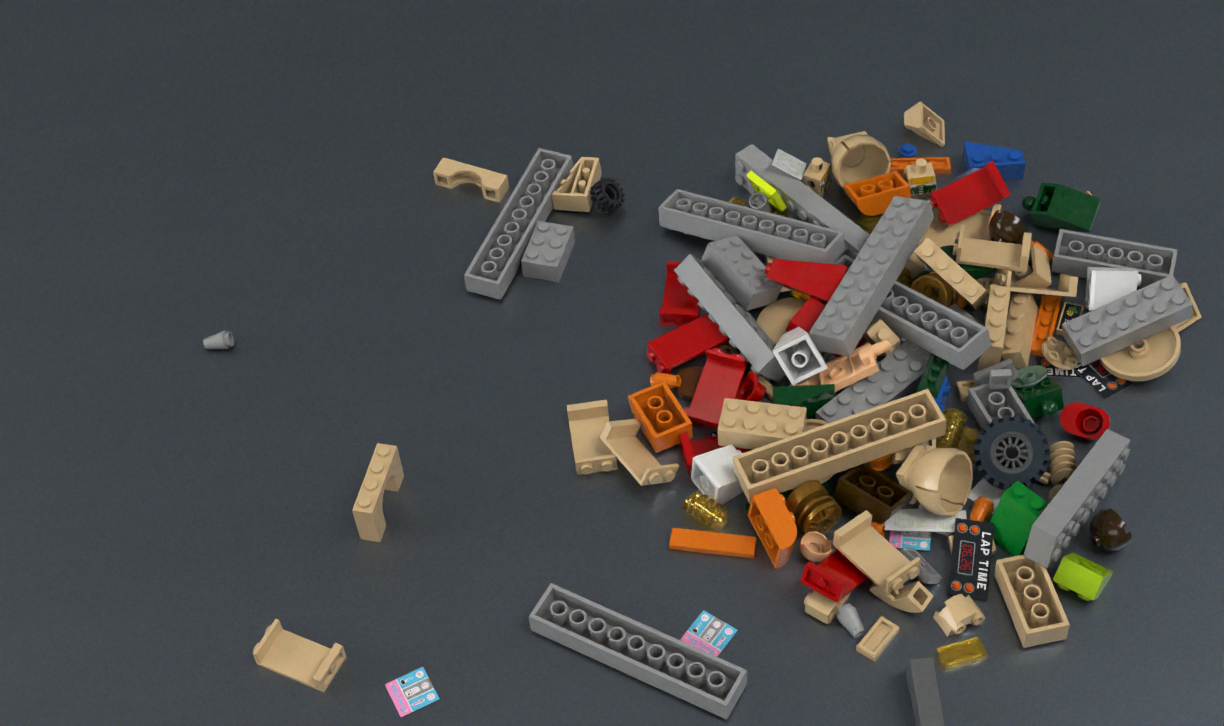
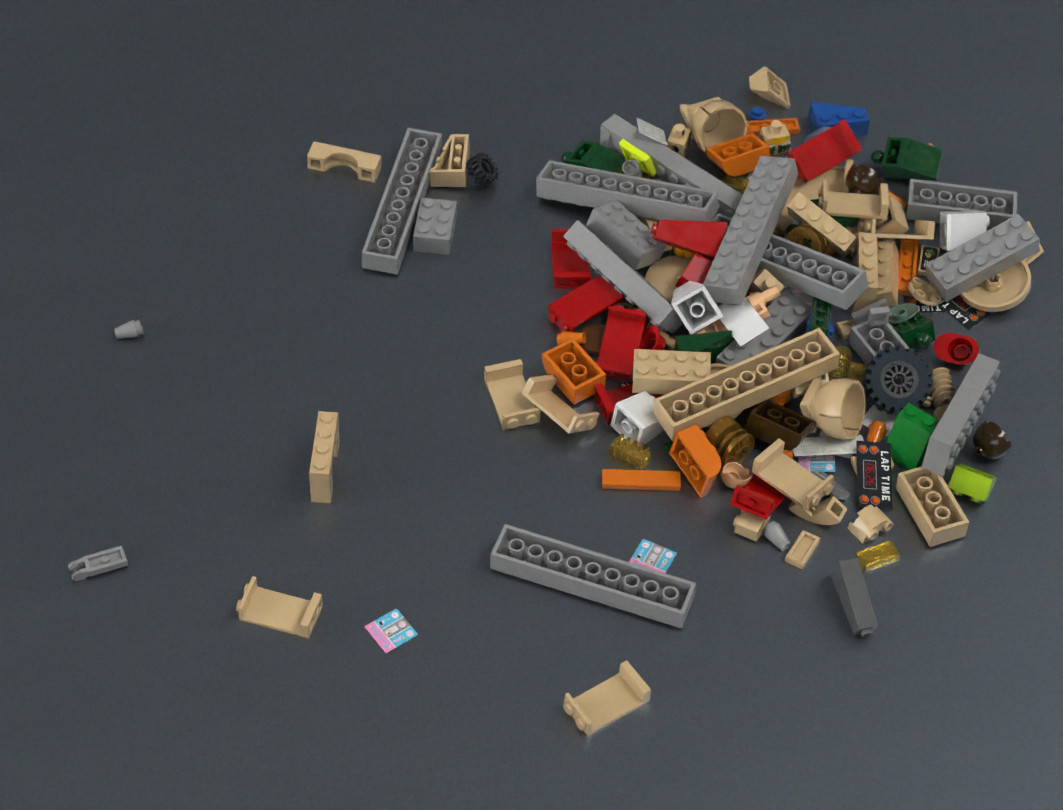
camera: 15 degrees left, 0 degrees up
(127, 589) = (98, 563): none -> light grey hinge
(725, 187) = (594, 156): none -> dark green slope
(847, 374) = (742, 320): none -> white sticker

